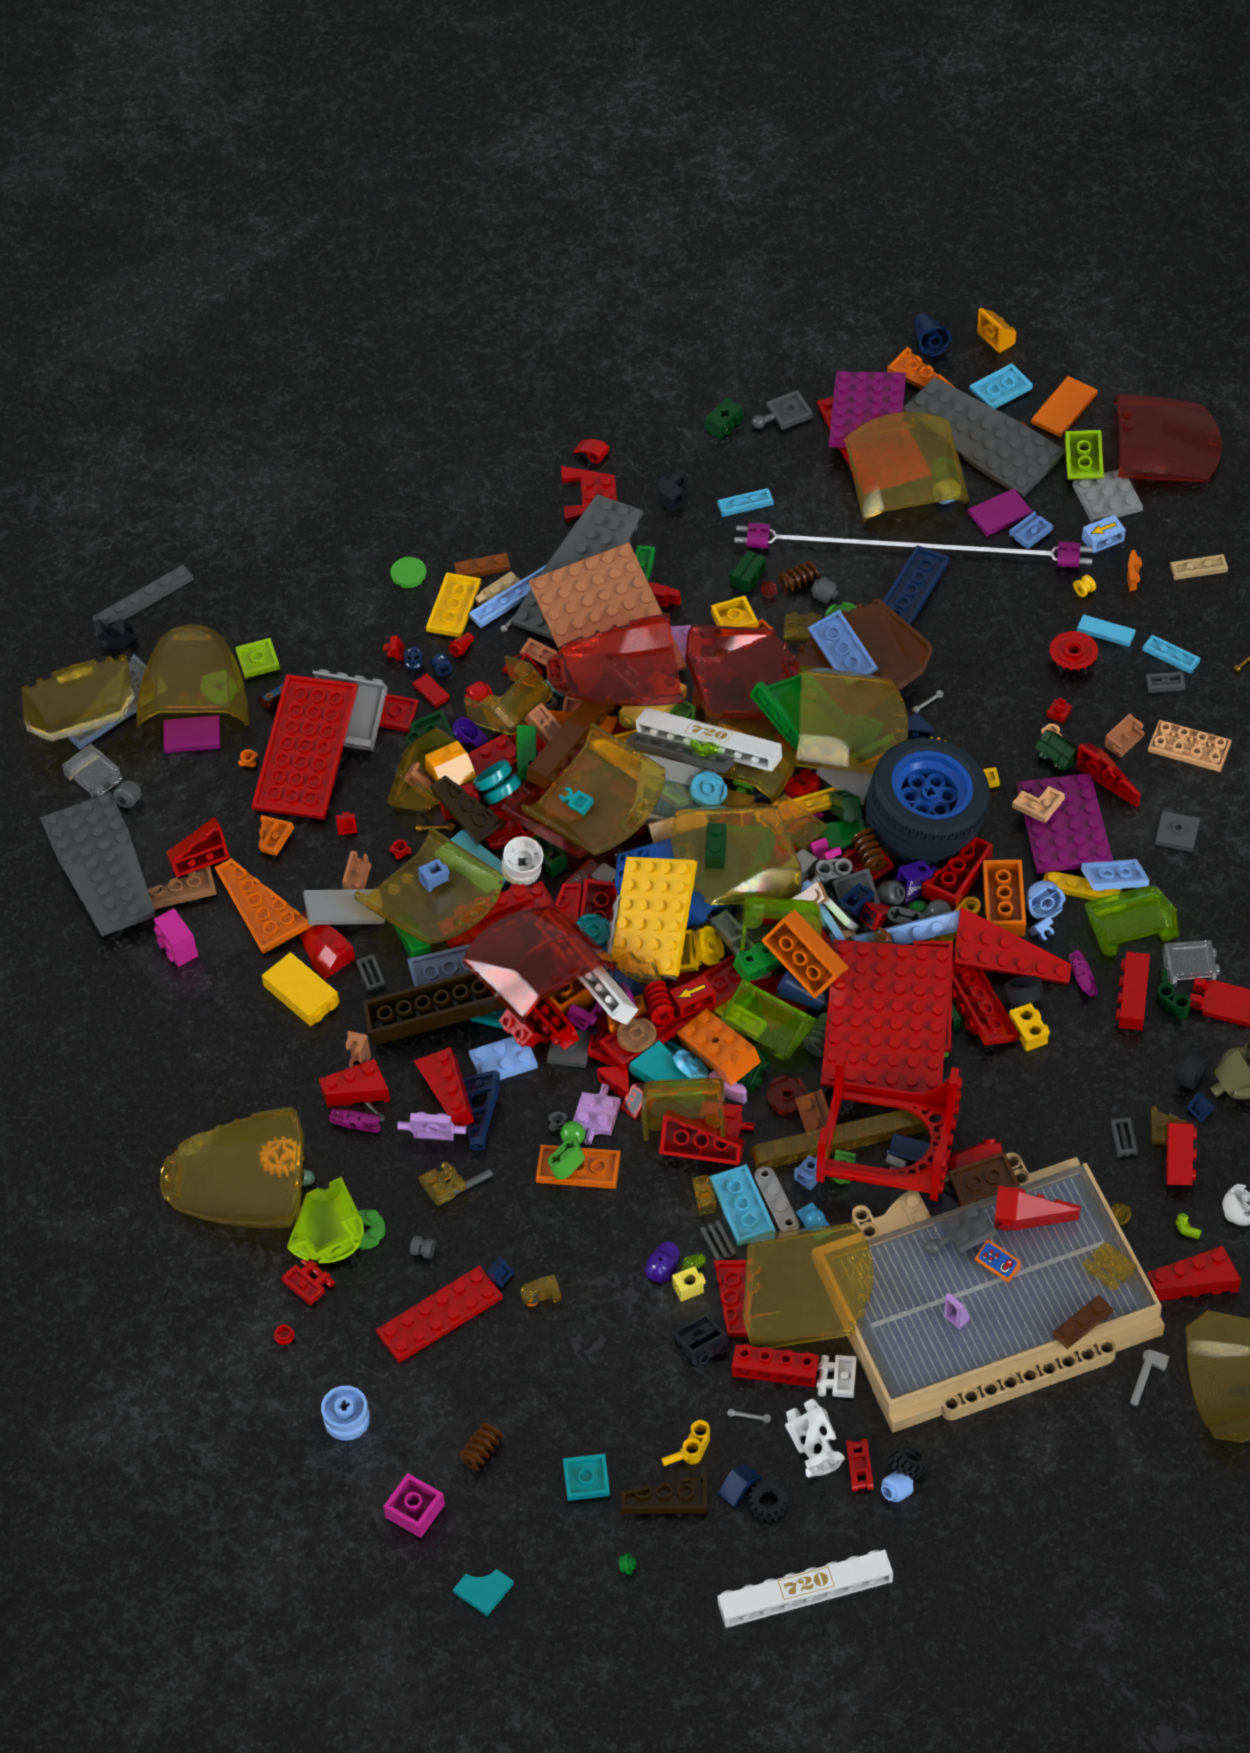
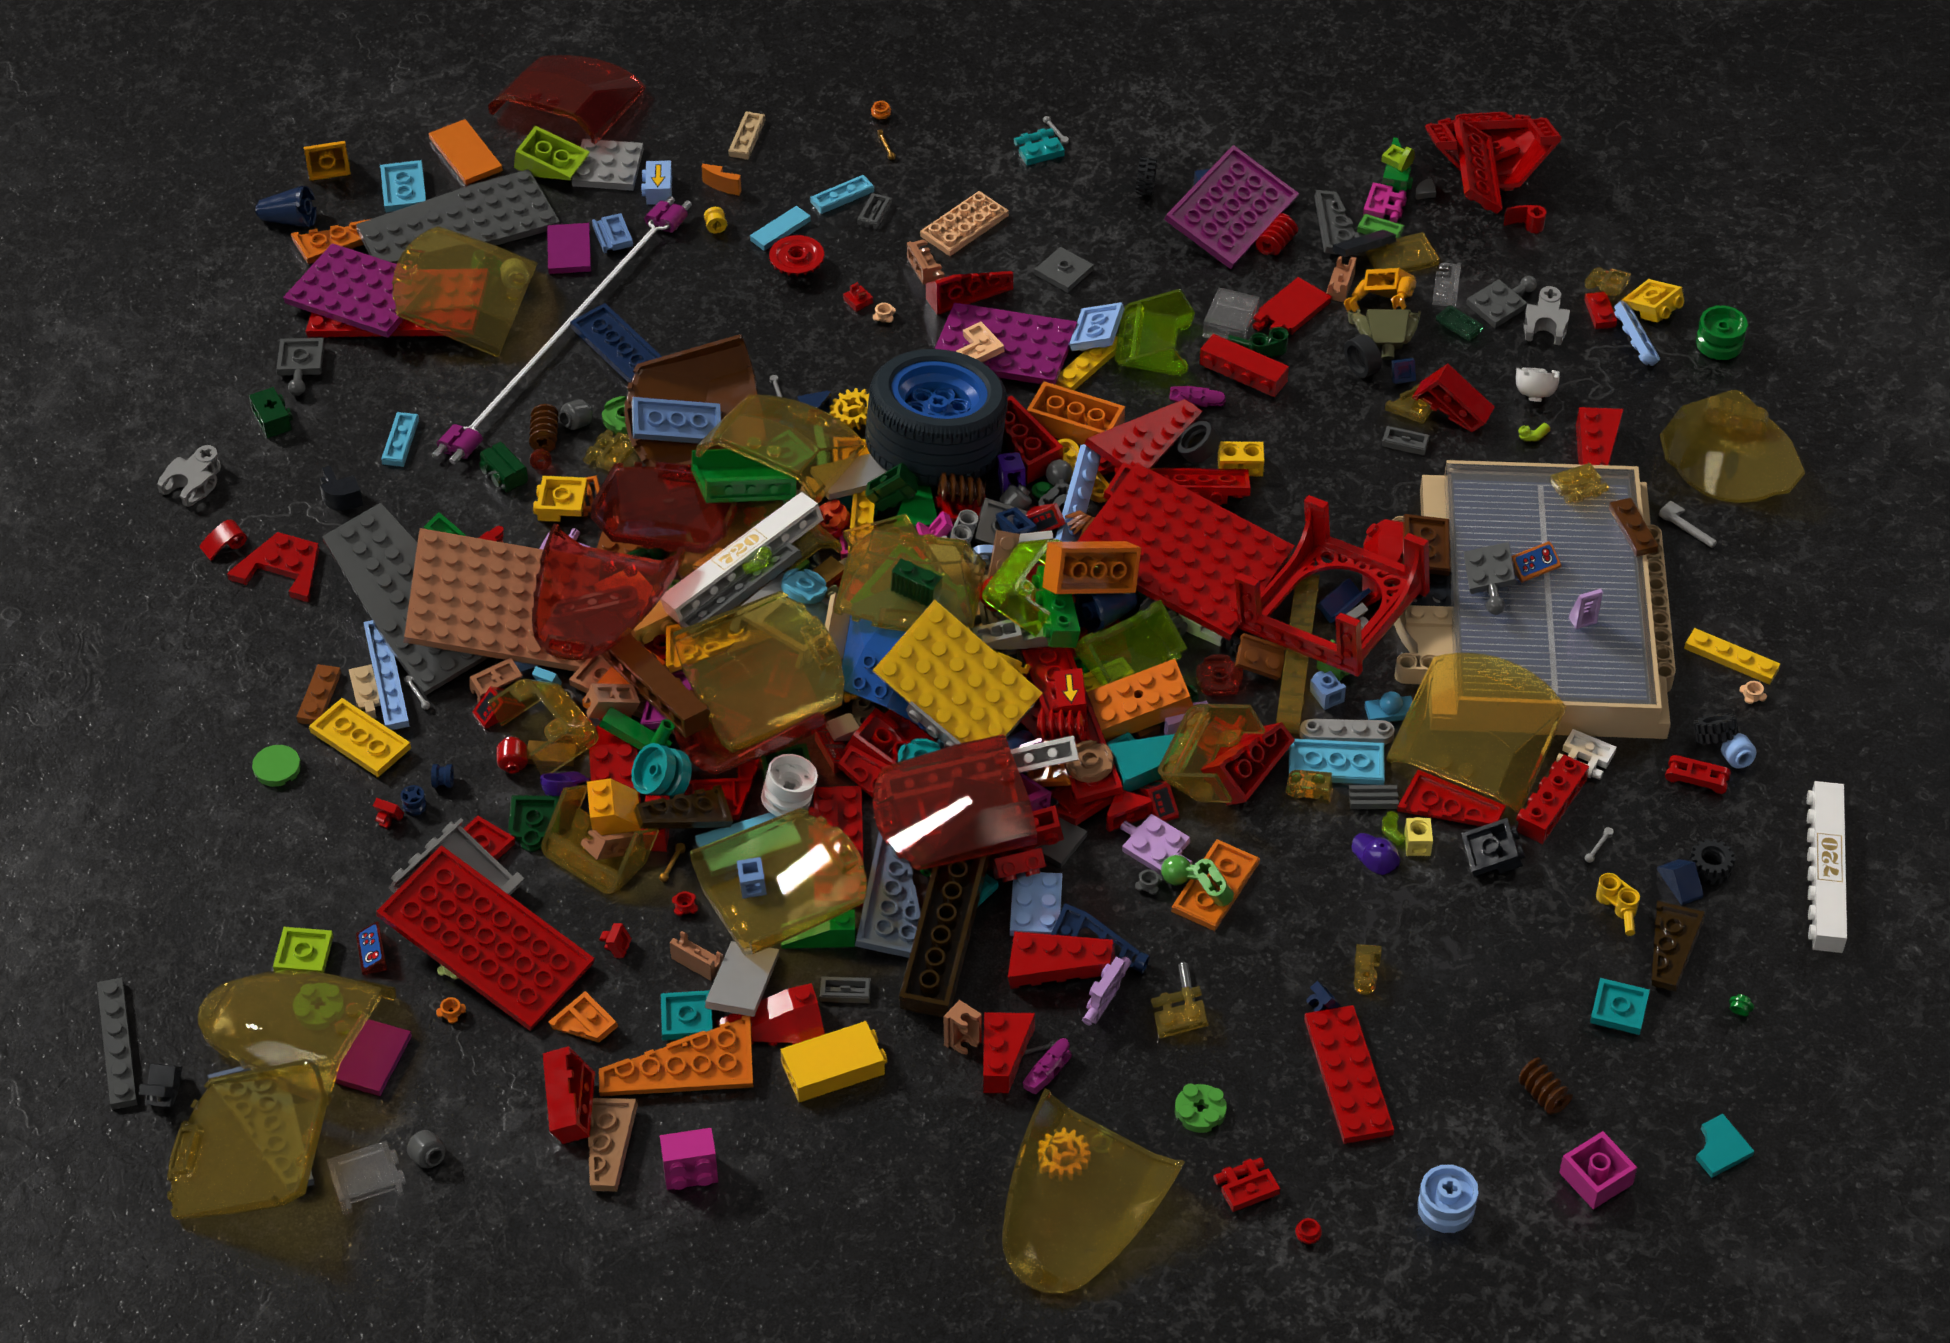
camera: 70 degrees left, 5 degrees down
(100, 862) = (514, 1207): dark grey wing -> none
(294, 887) = (684, 1014): none -> teal plate
(327, 1225) = (1189, 1123): lime cone -> none
(422, 1246) = (1258, 1054): dark grey wheel -> none
(431, 691) = (470, 801): red tile -> none
(460, 645) = (426, 751): red cone -> none
(577, 802) = (752, 697): teal plate -> none
(636, 969) = (1013, 724): clear yellow tile -> none
(640, 405) = (194, 474): none -> light grey piece
(691, 1067) = (1151, 732): medium azure tile -> none
(809, 1425) = (1688, 795): white hips -> none
(974, 1475) = (1753, 692): none -> light nougat plate
(1009, 1454) = (1732, 656): none -> yellow plate
(1022, 1211) = (1489, 515): red wedge -> none
(1040, 927) = (1125, 399): light blue tile -> none
(1044, 899) = (1093, 383): light blue cylinder -> none
(1057, 749) = (914, 311): dark green brick -> none

